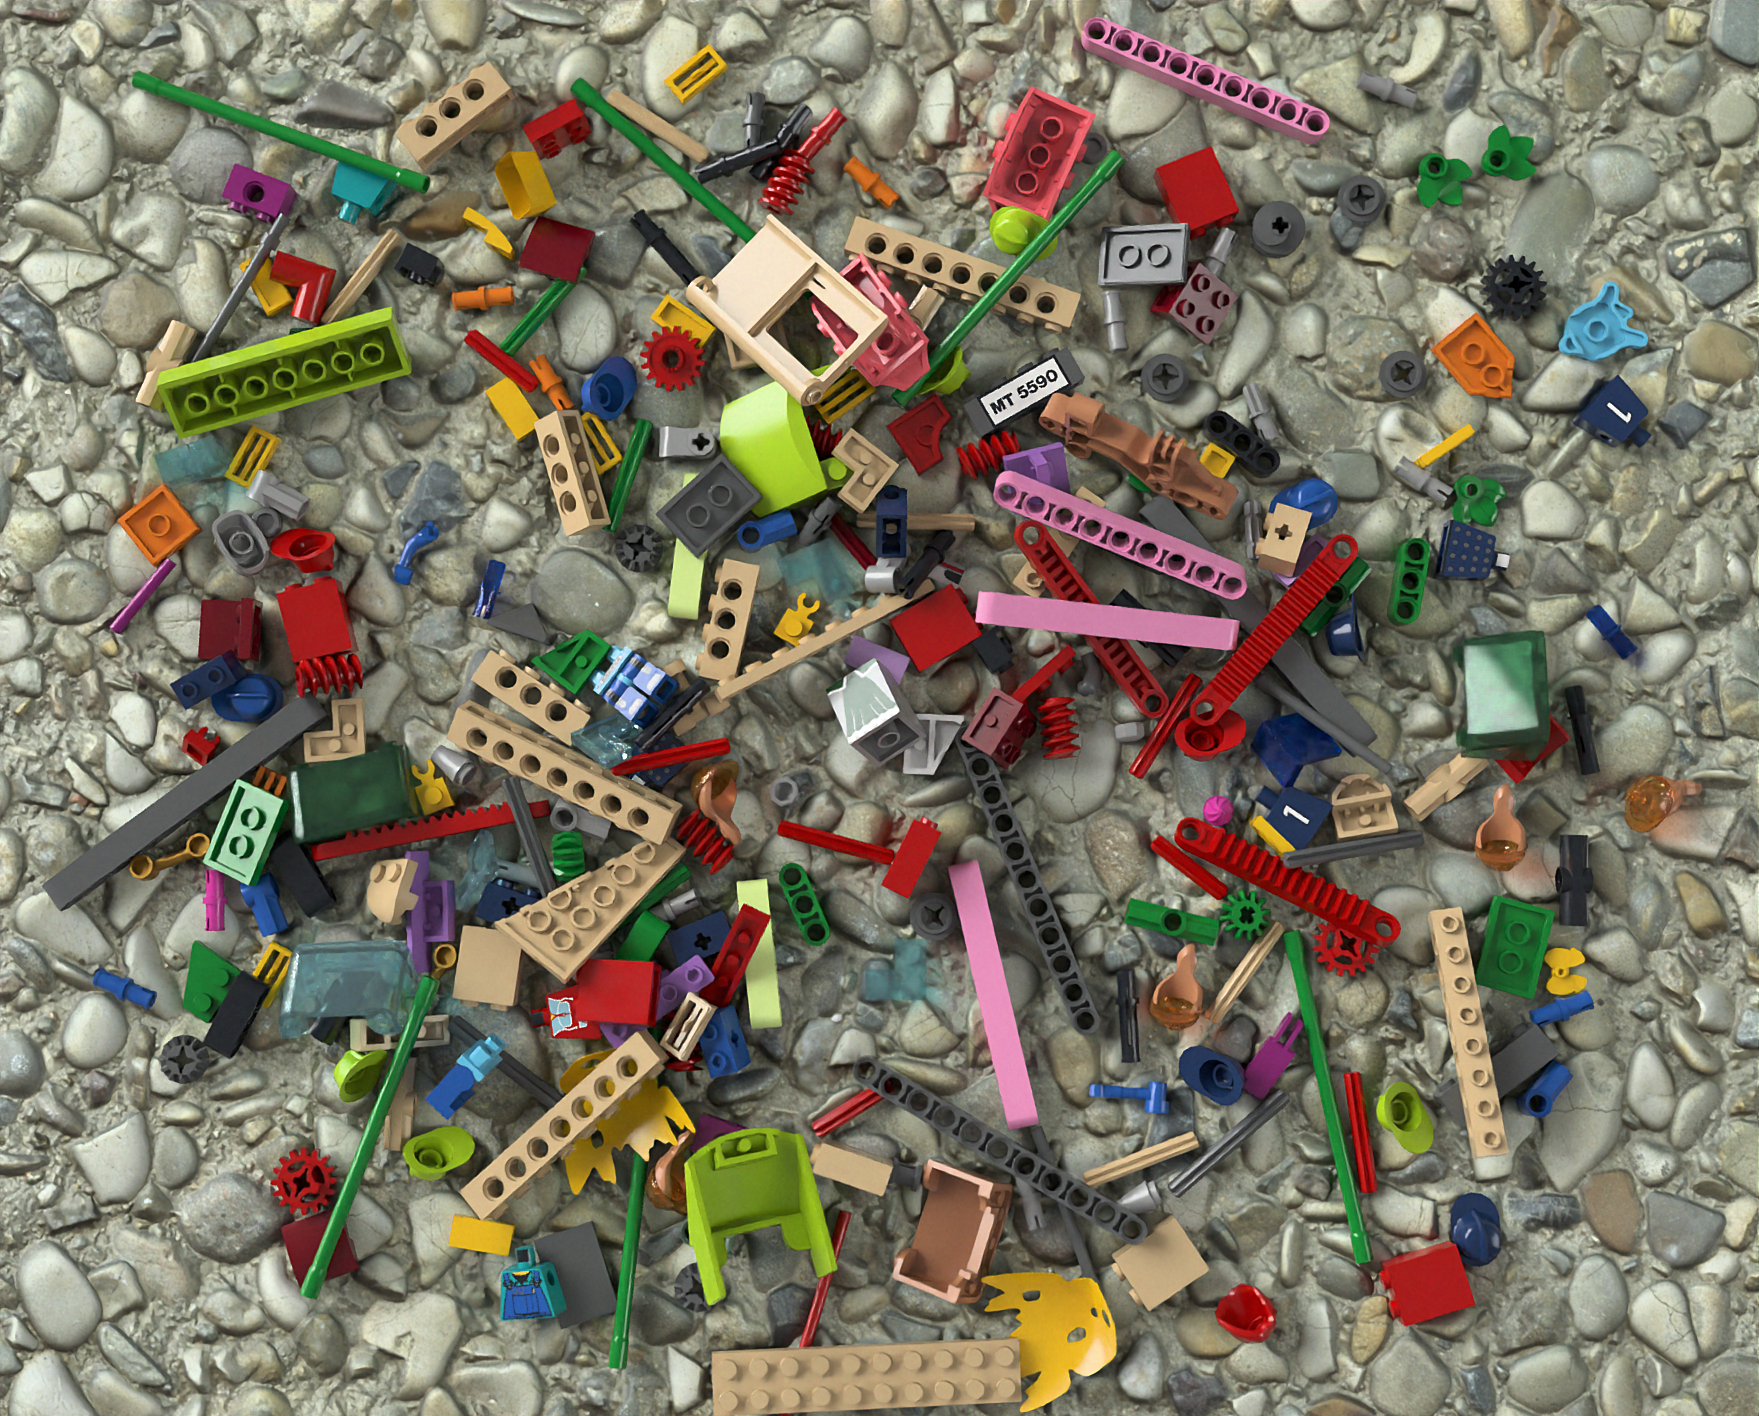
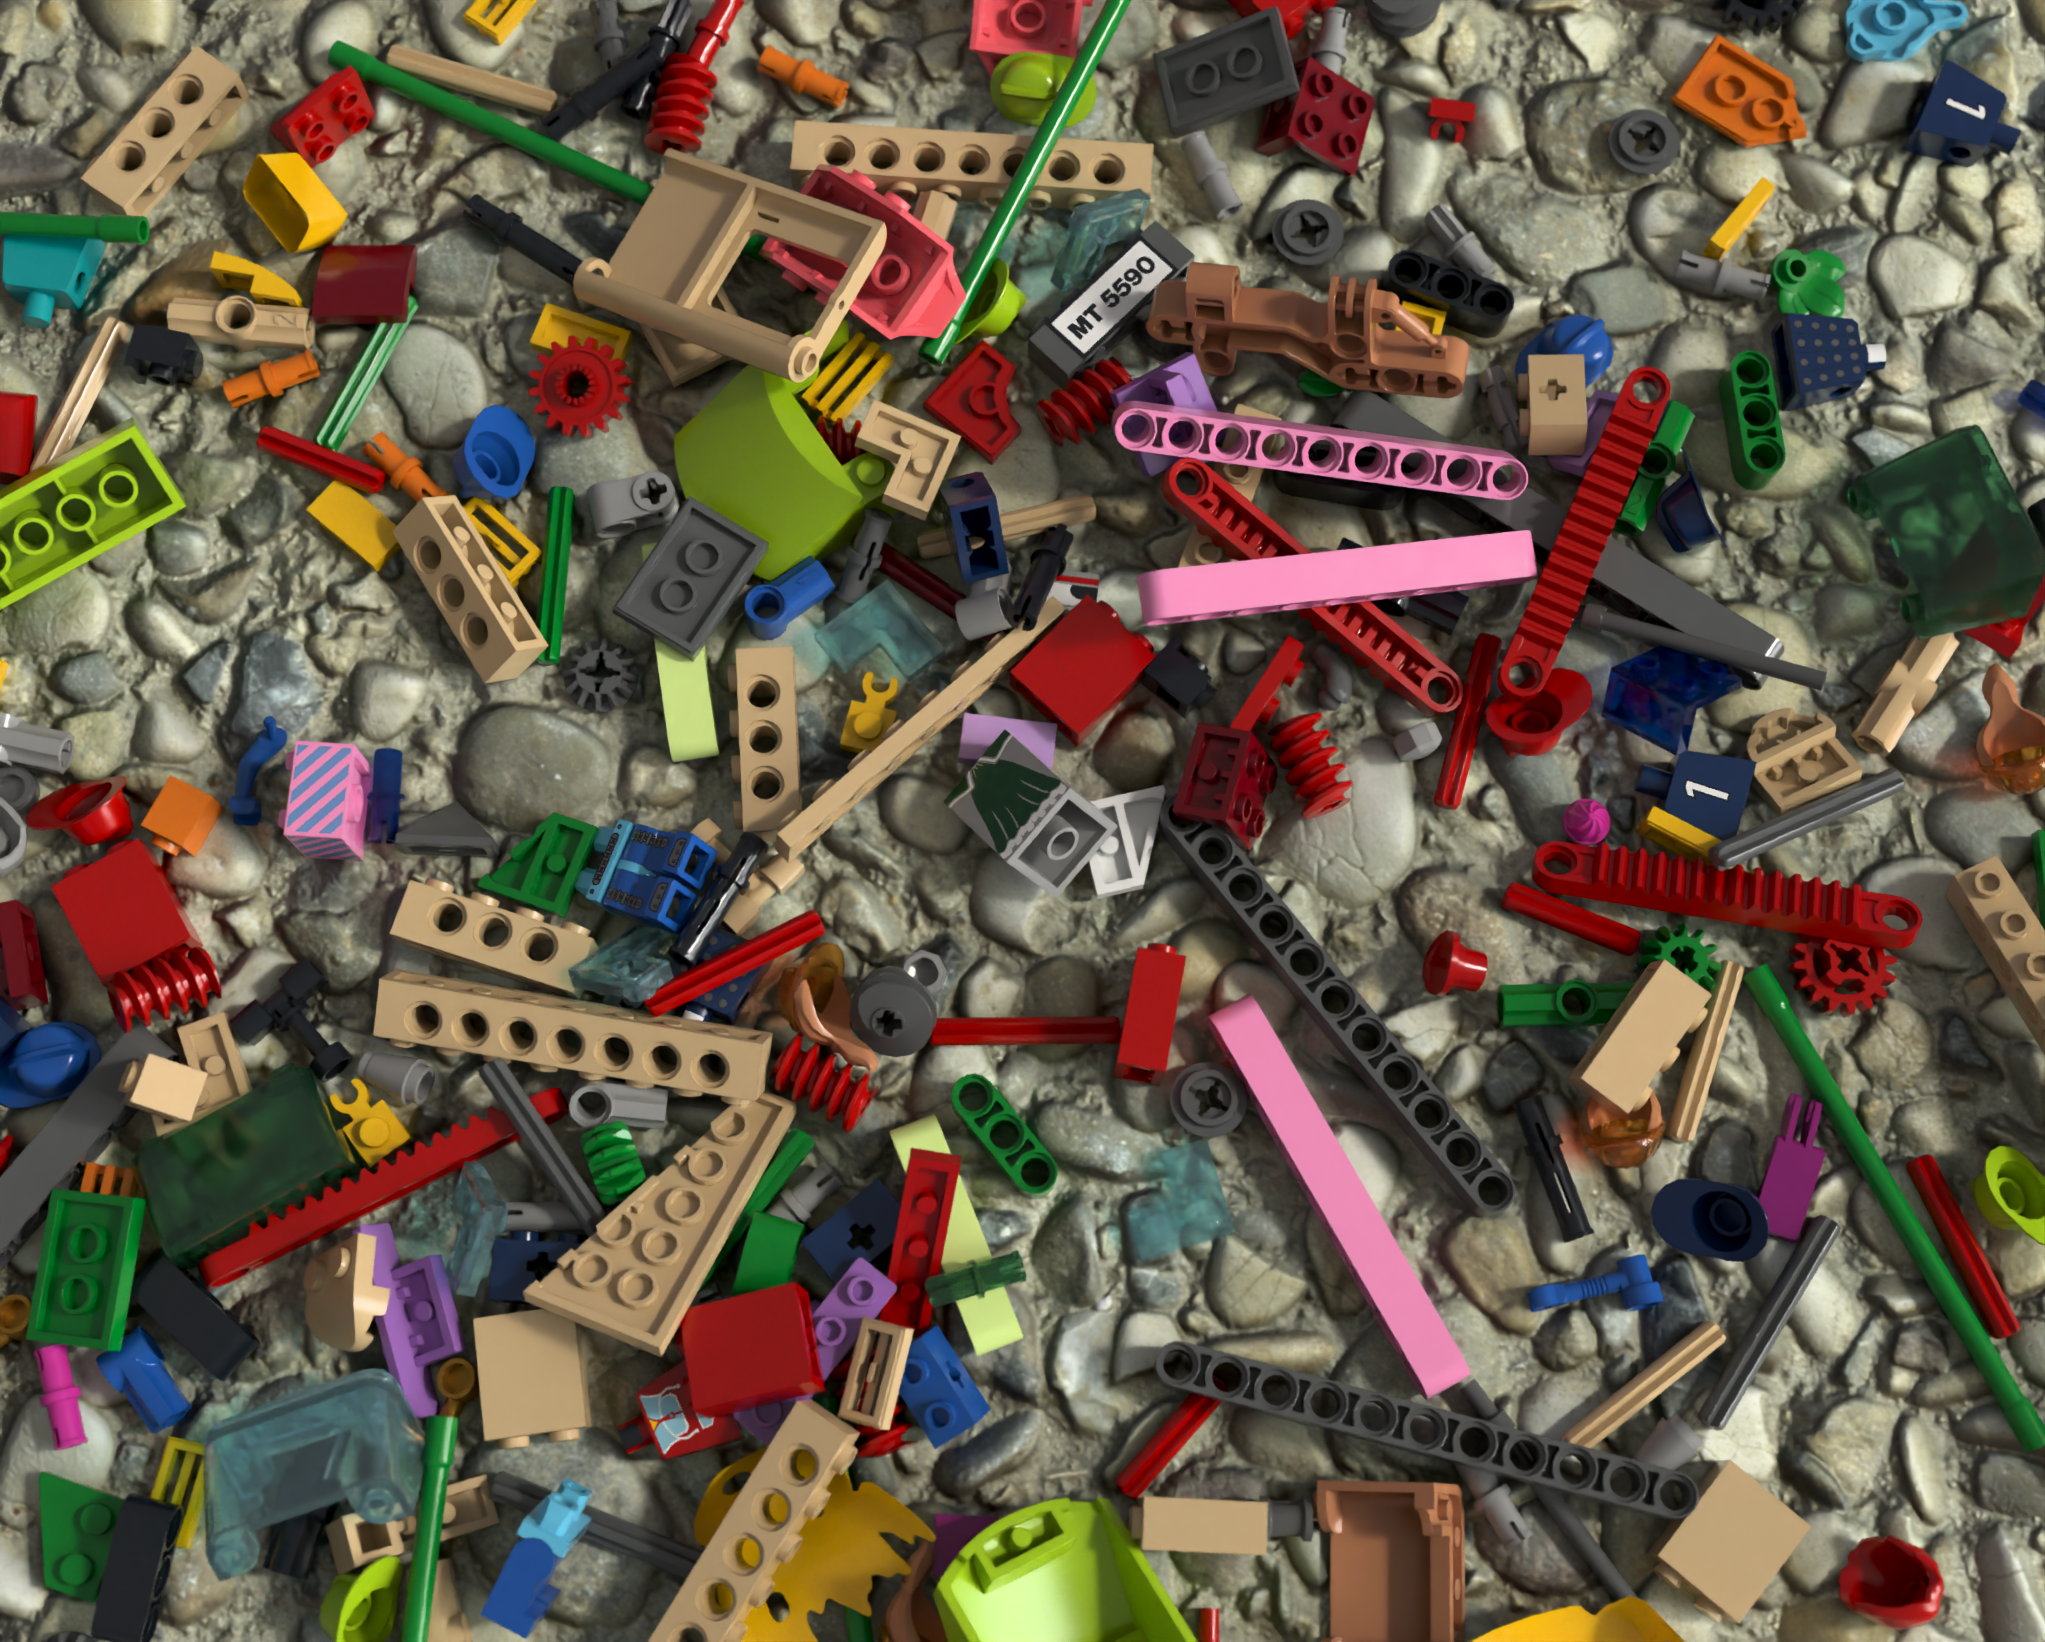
camera: 20 degrees left, 10 degrees down
(314, 740) = (162, 1087): none -> tan brick
(363, 570) = (181, 818): none -> orange brick
(398, 706) = (287, 1011): none -> black bar
(453, 586) = (327, 800): none -> bright pink container
(456, 250) = (267, 327): none -> tan piece
(758, 811) = (895, 991): none -> dark grey piece
(761, 987) = (975, 1279): none -> clear green axle
(1024, 344) = (1093, 228): none -> clear light blue plate
(1106, 877) = (1452, 966): none -> red piece
(1203, 957) = (1641, 1038): none -> tan brick
(1283, 319) = (1449, 112): none -> red tile

